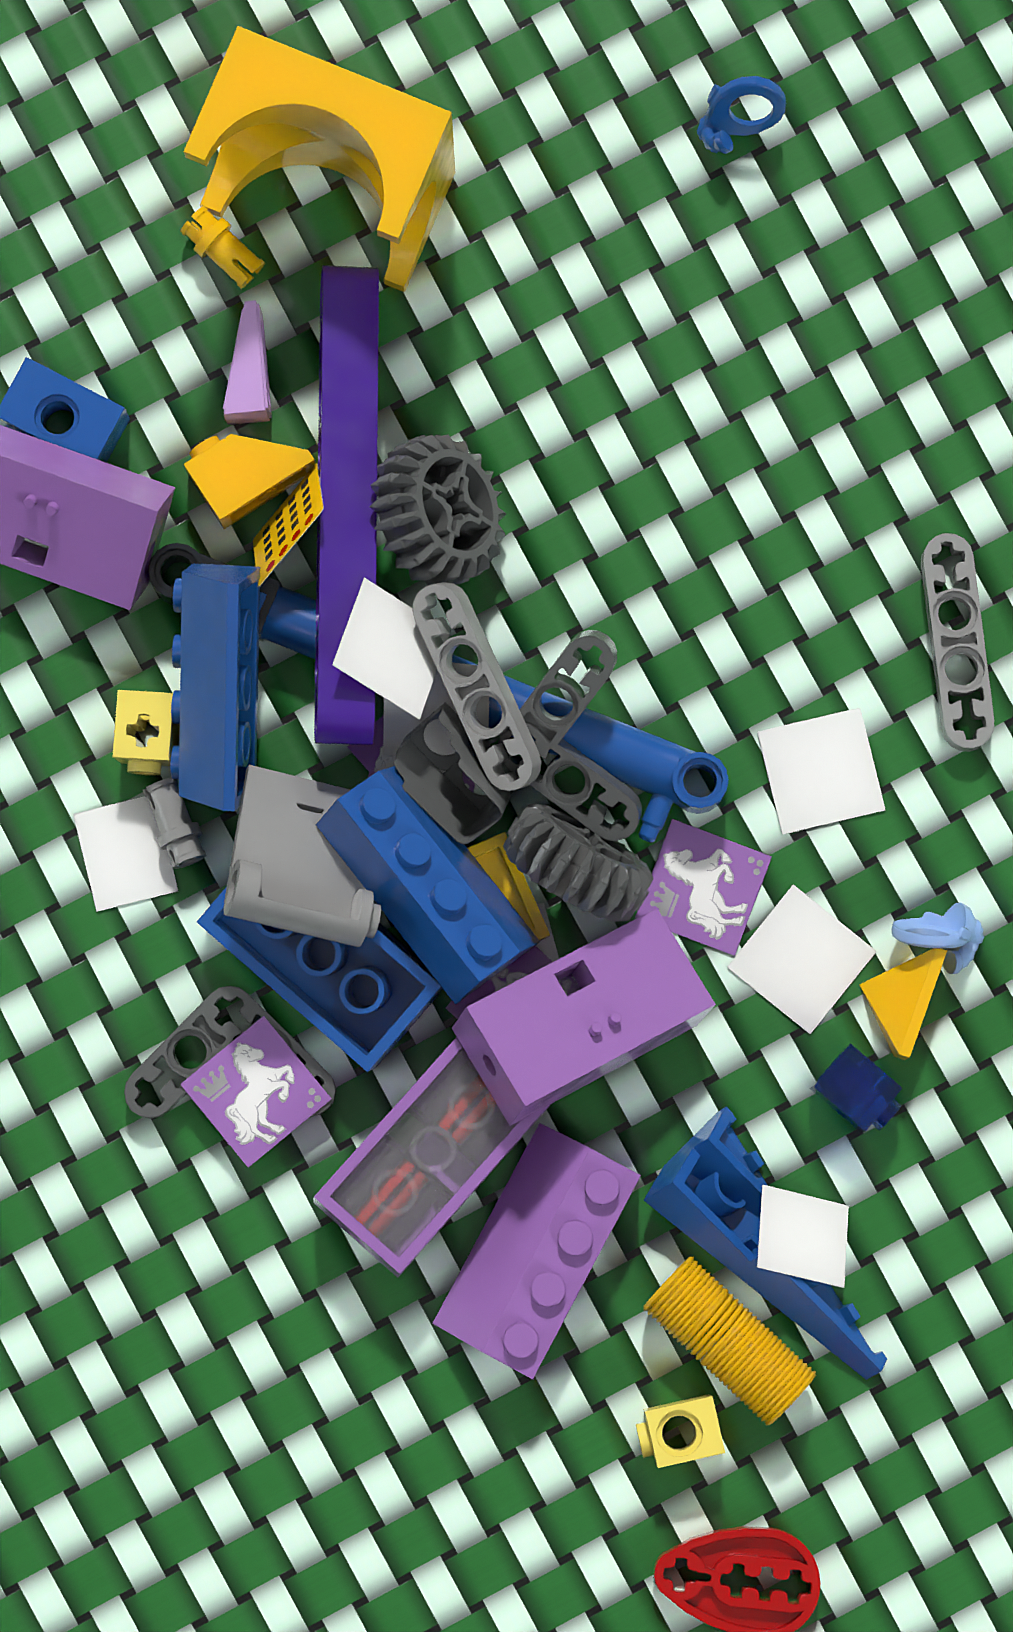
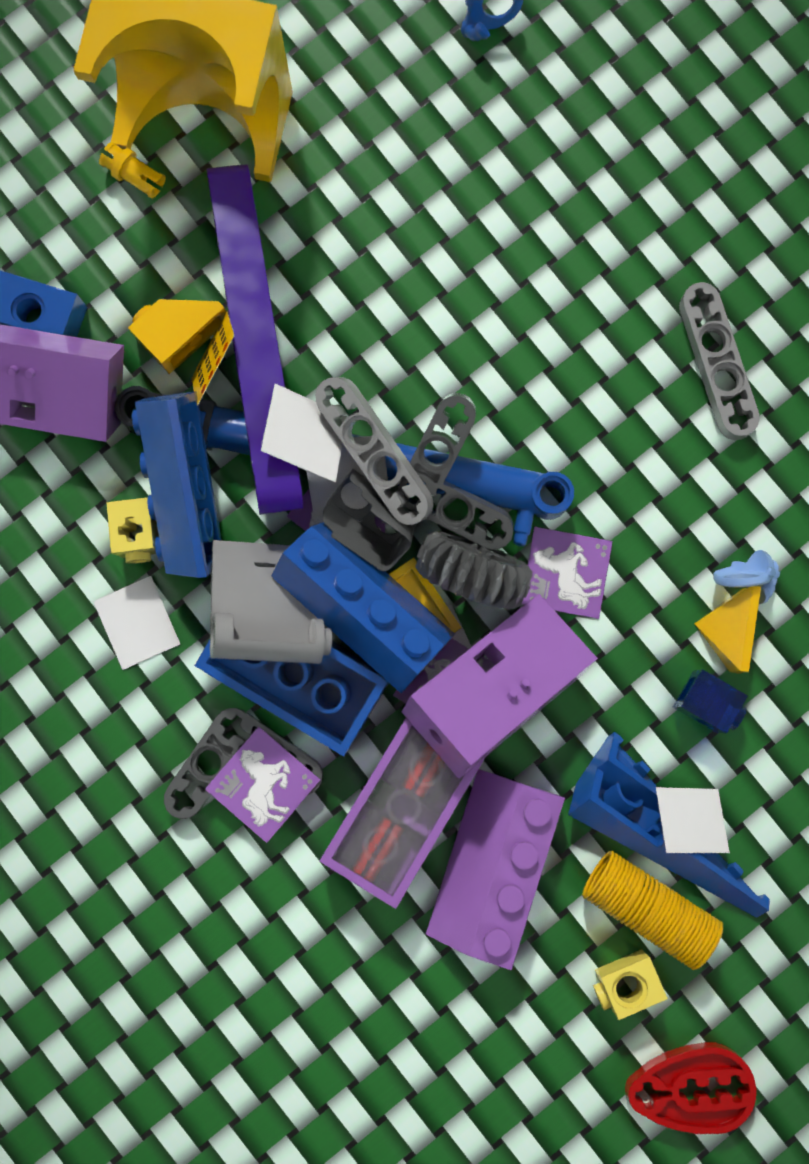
camera: 10 degrees left, 0 degrees up
(177, 830) = (171, 600): light grey pin -> none
(248, 382) = (167, 264): lavender slope -> none
(438, 510) = (321, 326): dark grey gear -> none
(801, 959) = (648, 612): white sticker -> none
(821, 770) = (636, 472): white sticker -> none

